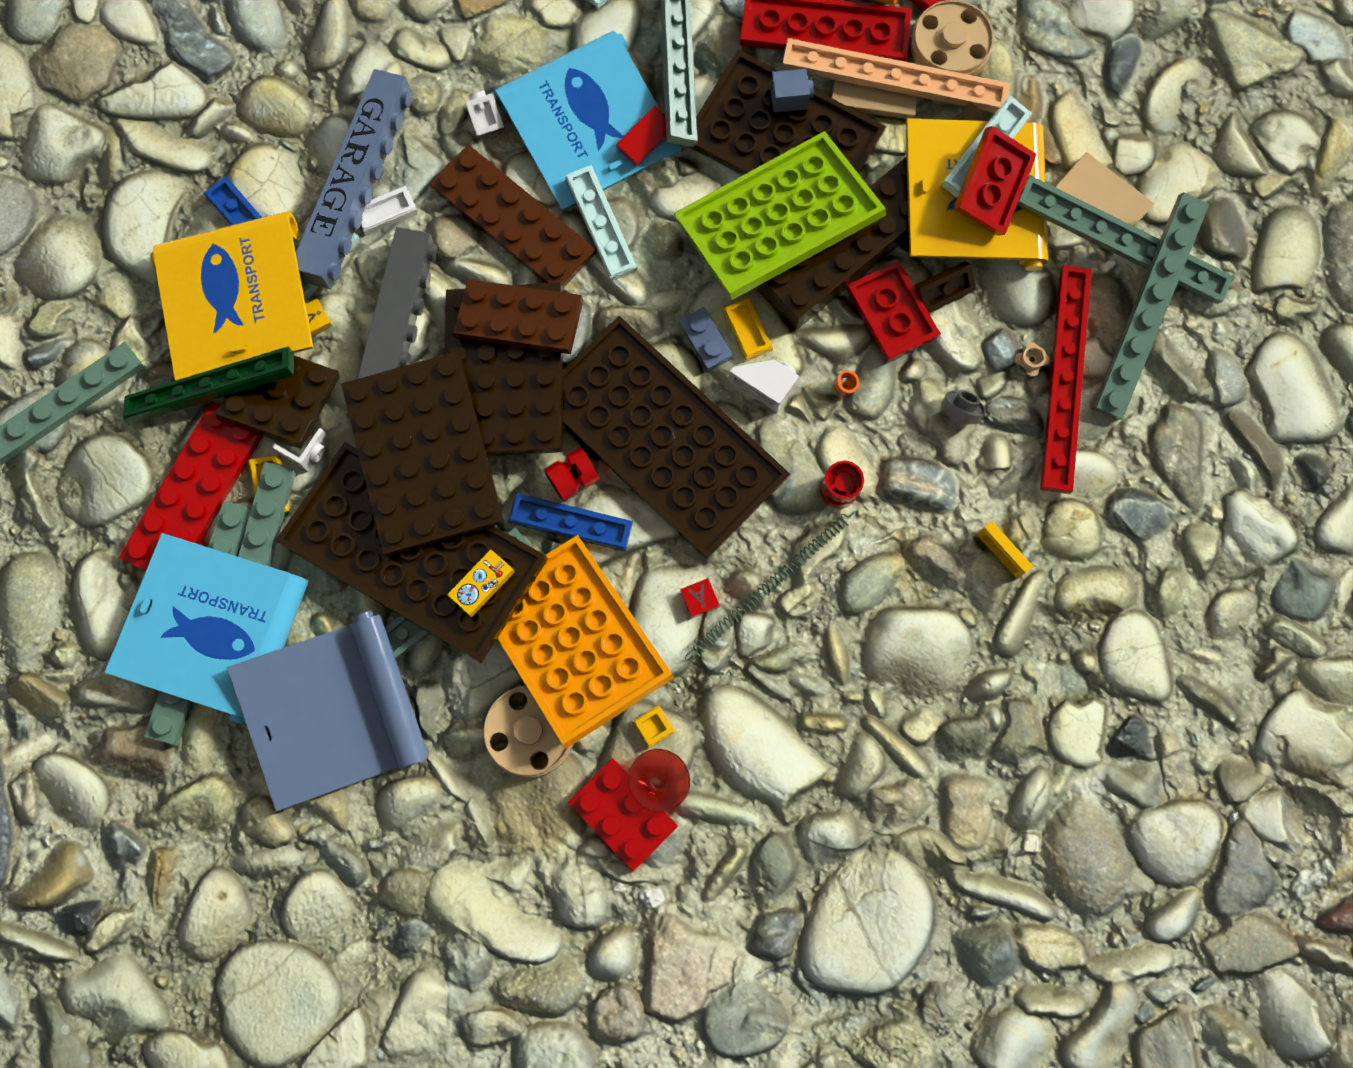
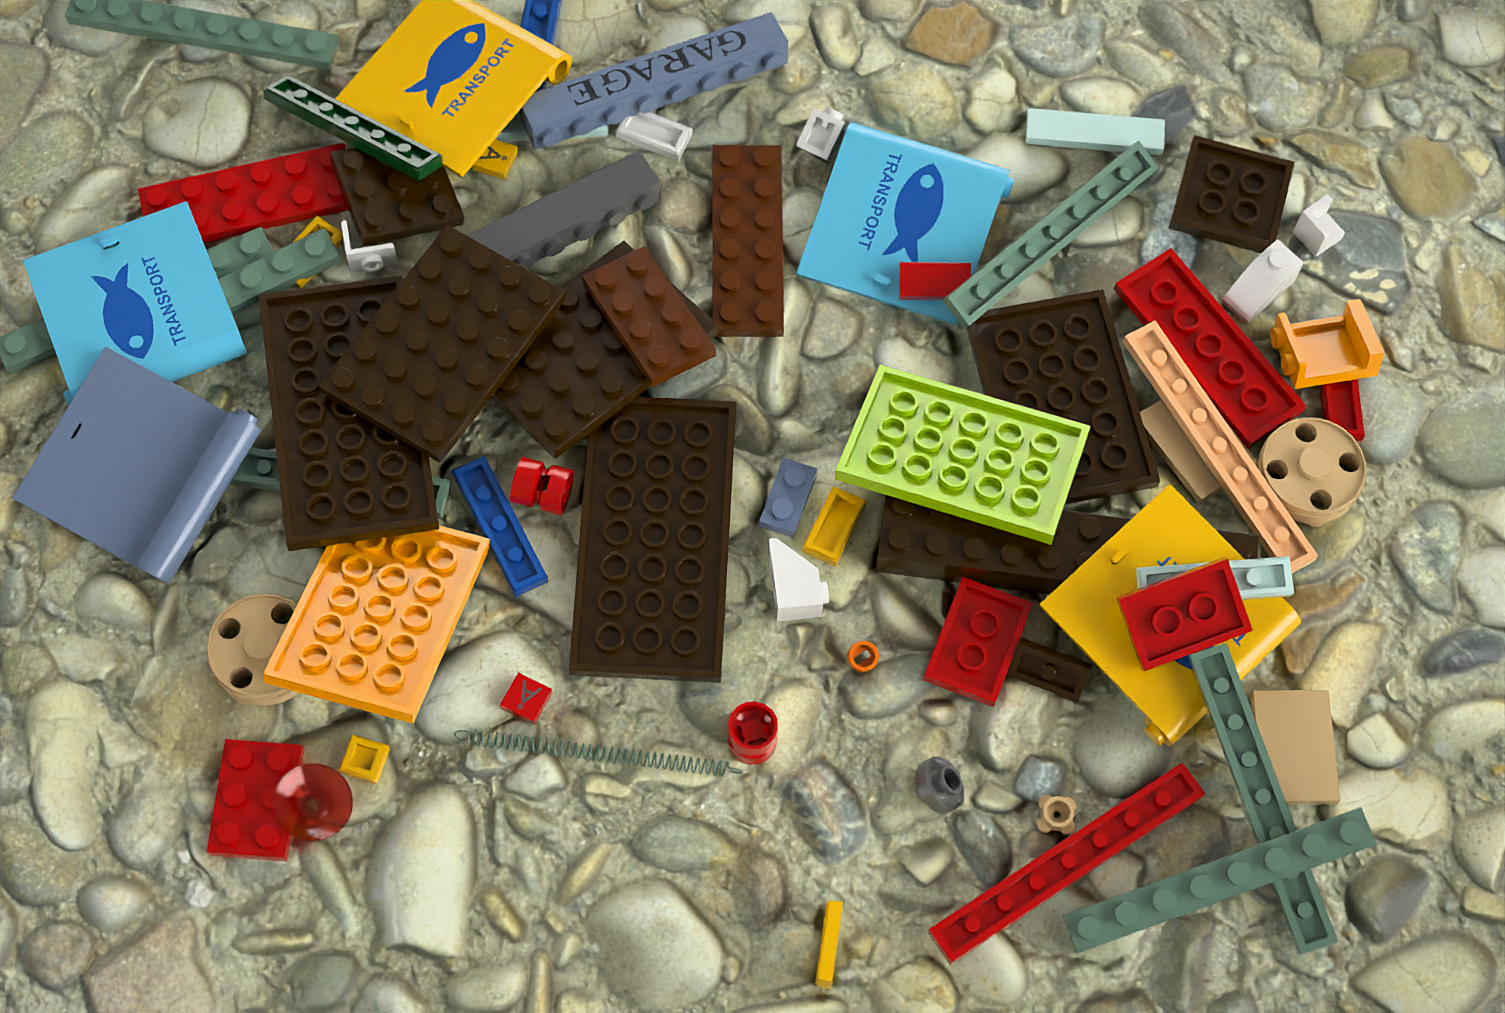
camera: 50 degrees right, 10 degrees down
(481, 583) = (361, 487): yellow tile -> none
(601, 222) = (813, 314): light aqua tile -> none
(790, 90) = (1102, 364): sand blue brick -> none

